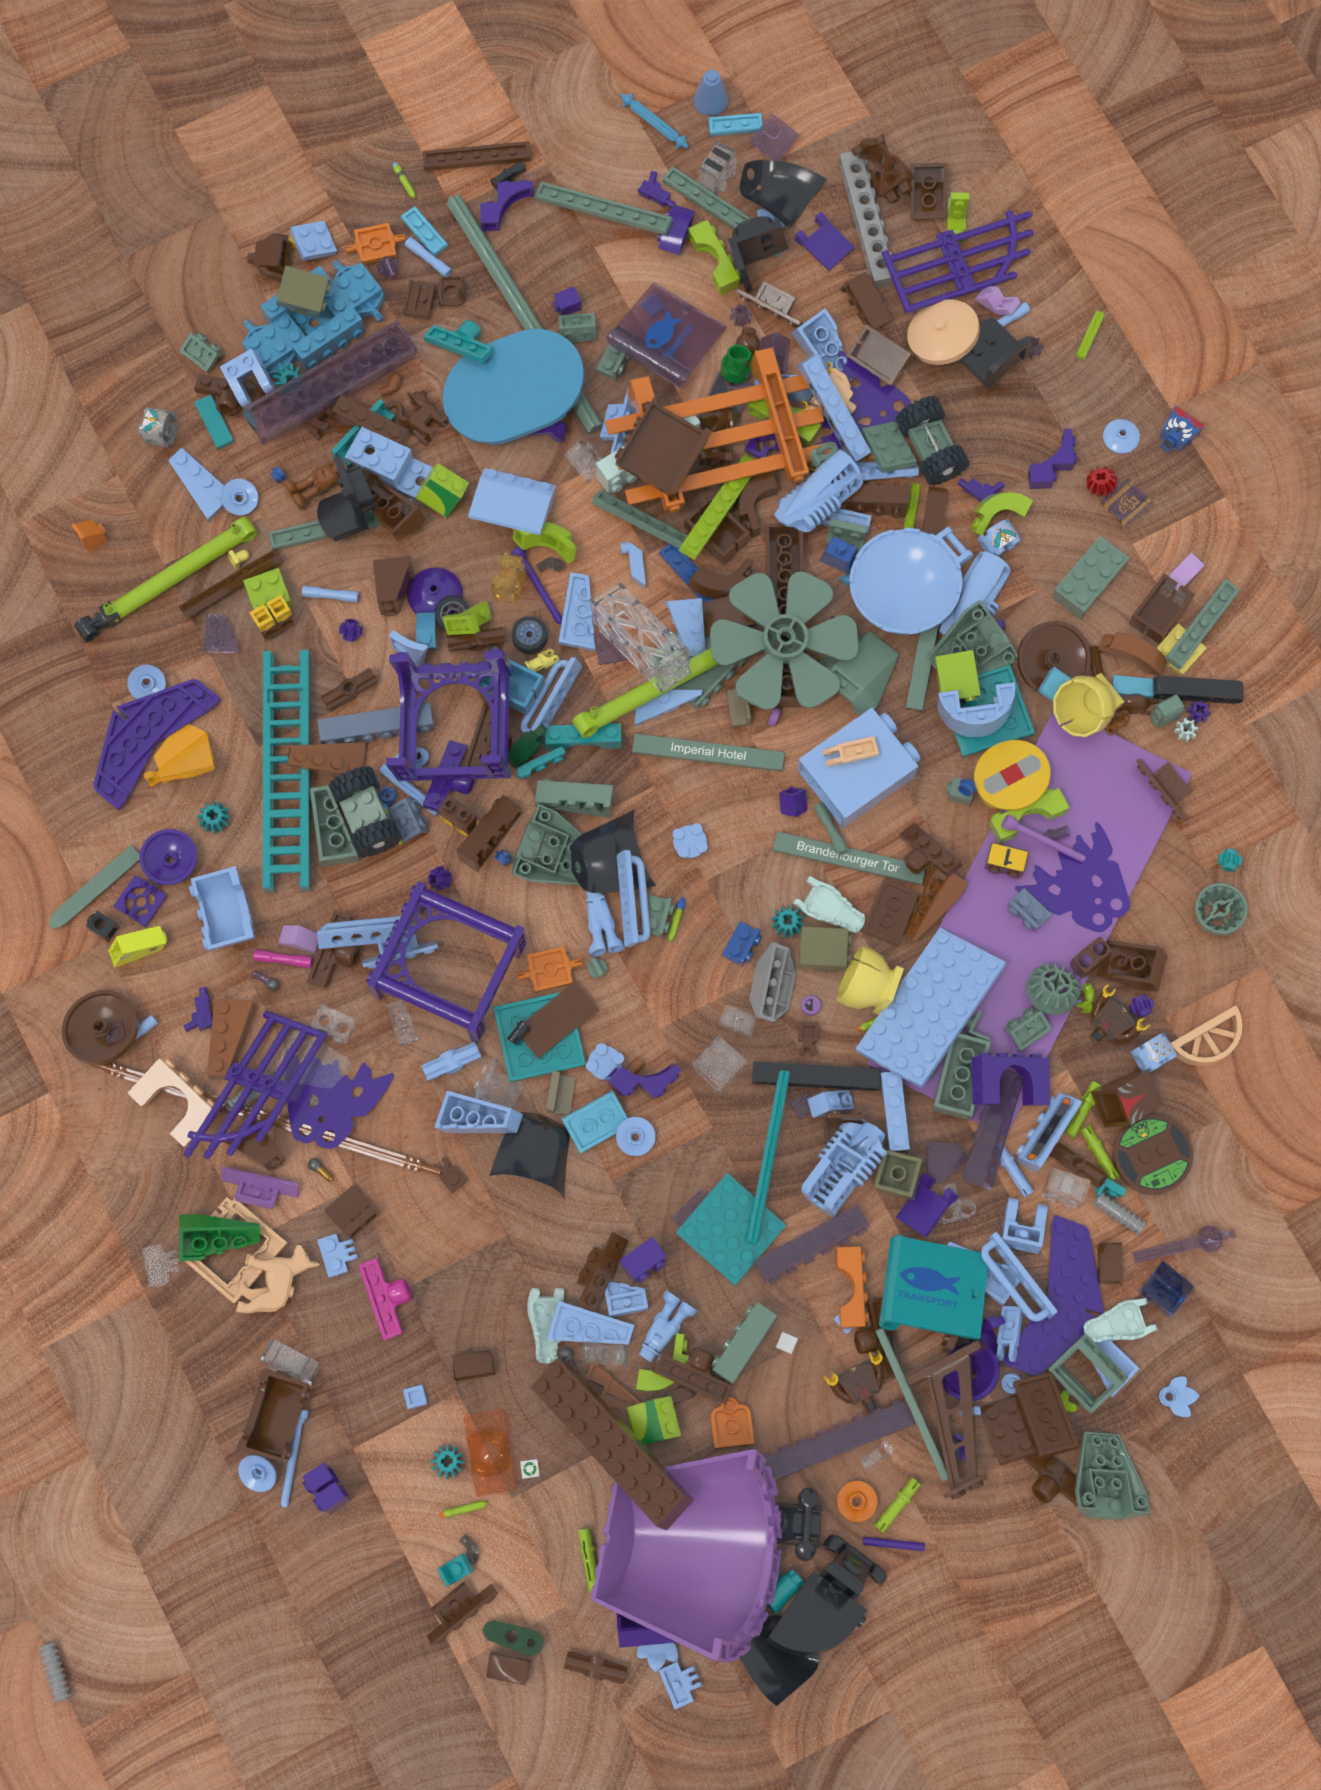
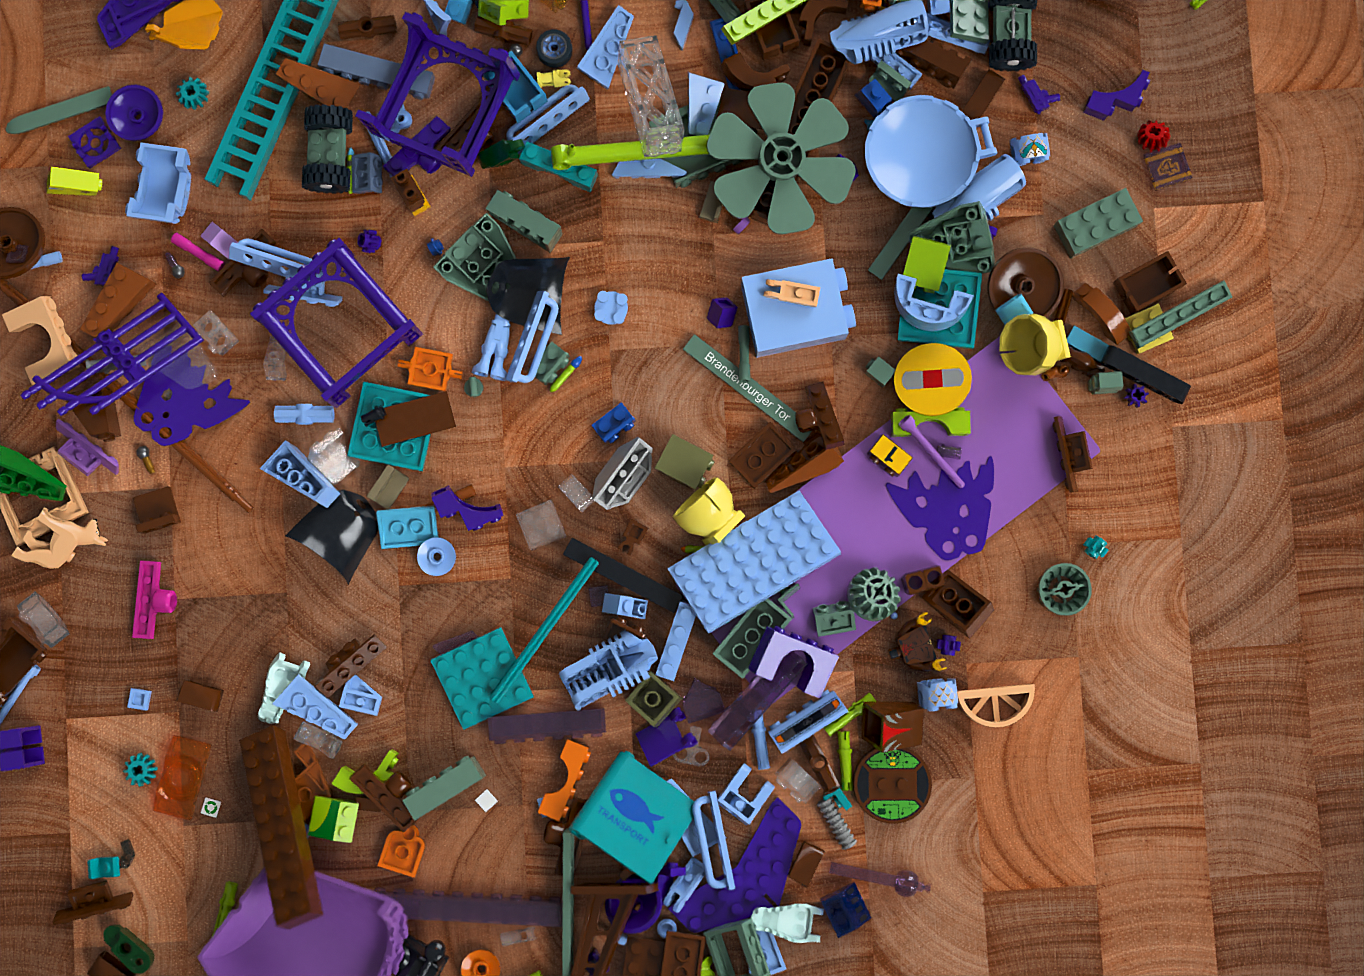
camera: 25 degrees right, 10 degrees up
(105, 933) = (55, 156): black brick -> none
(331, 833) = (289, 151): sand green wedge -> none
(336, 1254) = (126, 541): light blue hinge -> none
(388, 791) = (358, 138): blue plate -> none
(447, 1513) = (136, 816): lime piece -> none
(451, 1177) = (258, 518): reddish brown plate -> none
(488, 833) = (431, 218): reddish brown wedge -> none
(540, 763) = (508, 174): teal hinge -> none
(567, 1355) = (287, 723): flat silver piece -> none
(603, 1061) = (439, 475): light blue piece -> none
(606, 651) = (617, 95): piece -> none
(643, 1261) = (389, 672): dark purple brick -> none
(662, 1330) = (381, 740): light blue piece -> none
(708, 752) = (666, 232): sand green tile -> none
(787, 914) = (670, 423): teal gear -> none
(810, 1005) = (649, 508): medium lavender tile -> none
(828, 905) = (708, 424): light aqua animal -> none
(859, 1383) = (531, 867): torso -> none
(865, 675) = (845, 224): sand green wedge -> none
(912, 505) = (964, 81): lime axle -> none
(967, 787) = (885, 372): blue plate -> none
(987, 508) = (1046, 113): lime arch -> none
(1029, 910) = (889, 511): sand blue bracket -> none
(1089, 993) = (907, 611): lime arm -> none
(1118, 443) = (1188, 105): light blue dish -> none
(1179, 430) = (1251, 118): blue torso -> none
(1182, 726) = (1113, 402): light aqua gear -> none
(1186, 570) = (1191, 256): lavender slope -> none

